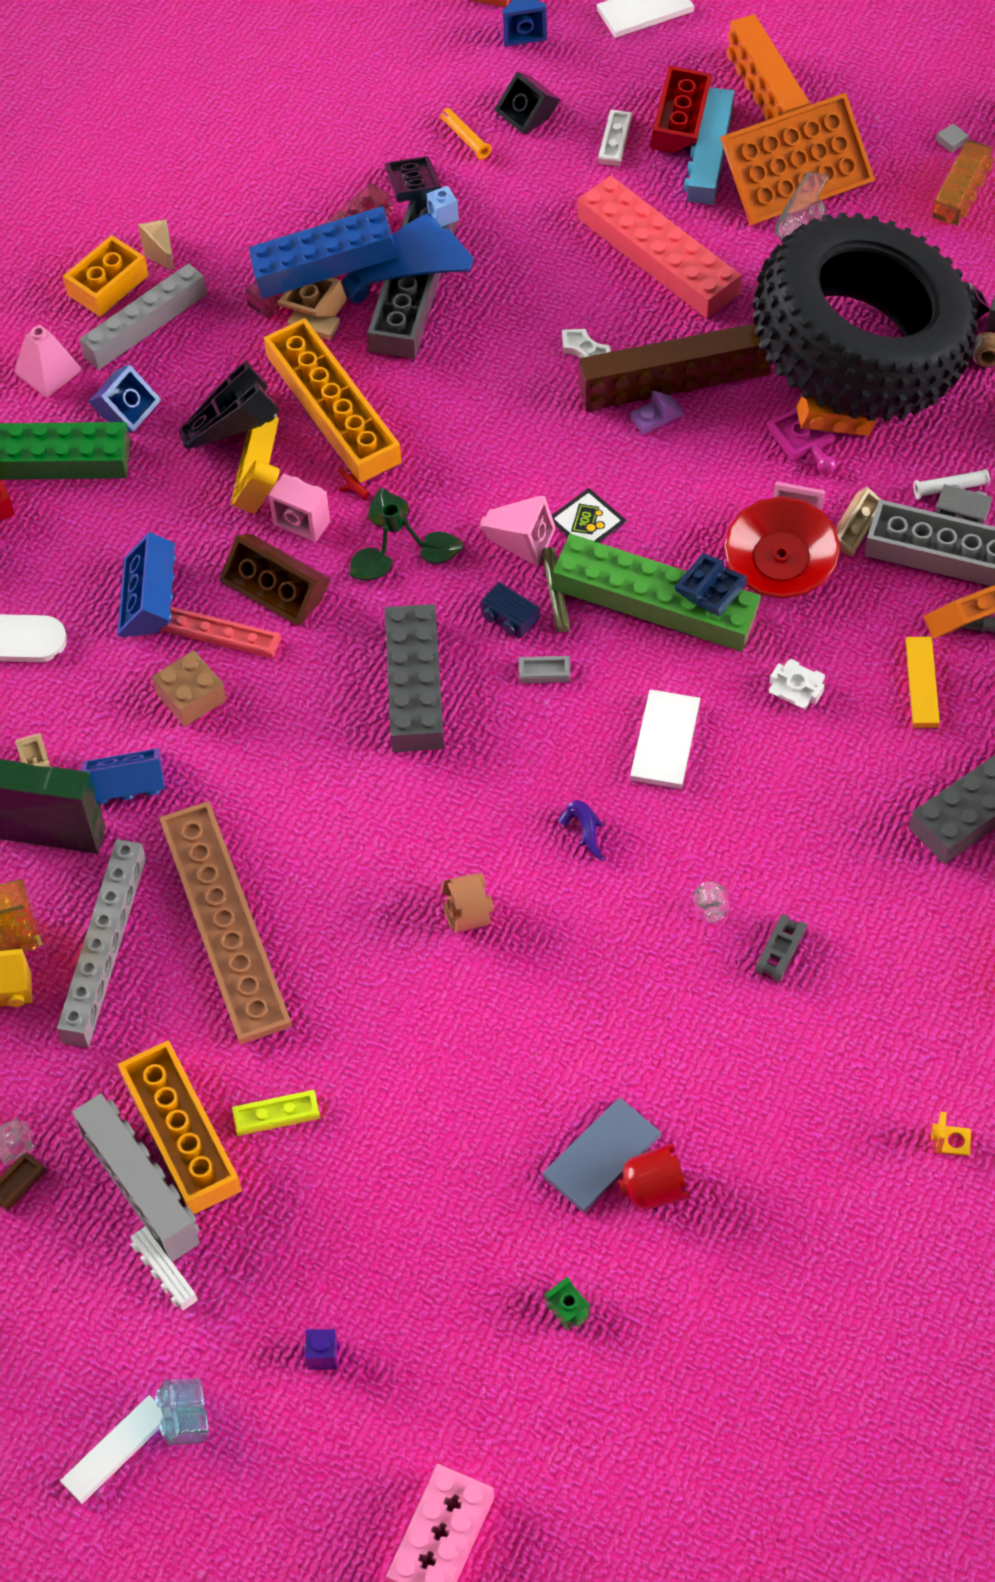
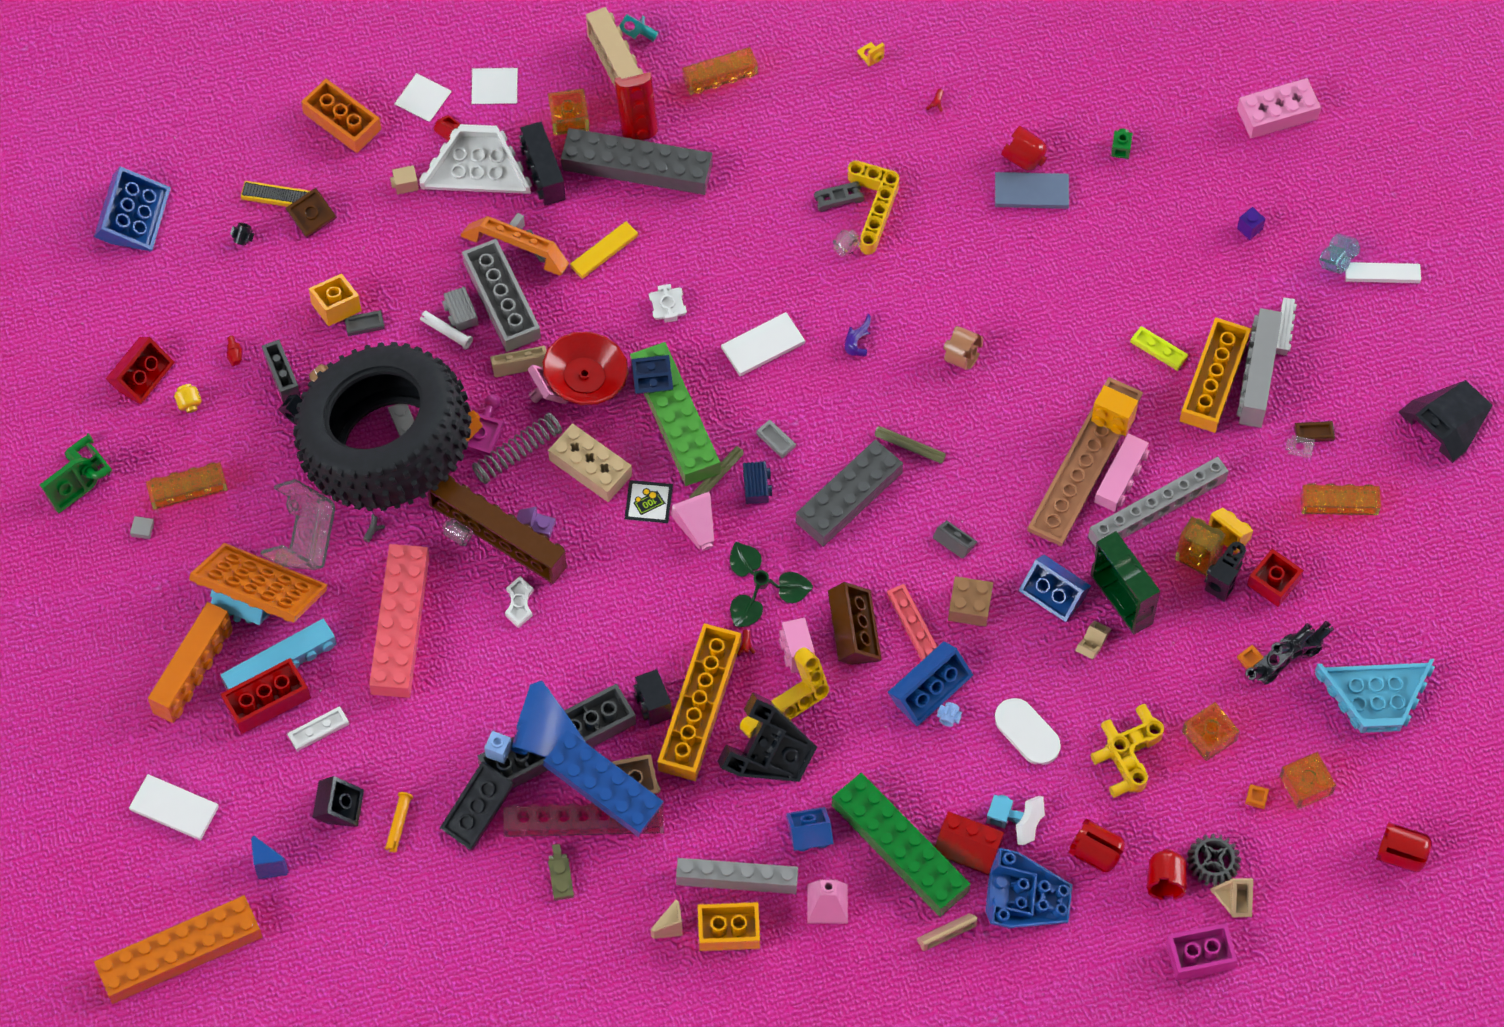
camera: 135 degrees left, 5 degrees up
(101, 582) = (949, 714): none -> light blue gear
(174, 941) = (1122, 472): none -> bright pink brick
(236, 969) = (1114, 410): none -> light orange brick
(271, 738) = (954, 539): none -> dark grey slope
(293, 208) = (560, 874): none -> olive hinge
(373, 364) = (652, 697): none -> black brick
(413, 778) = (910, 444): none -> olive axle
(674, 491) = (590, 462): none -> tan brick
(733, 976) = (880, 204): none -> yellow beam
(748, 481) = (549, 424): none -> light grey piece
(818, 1153) = (937, 100): none -> red bar

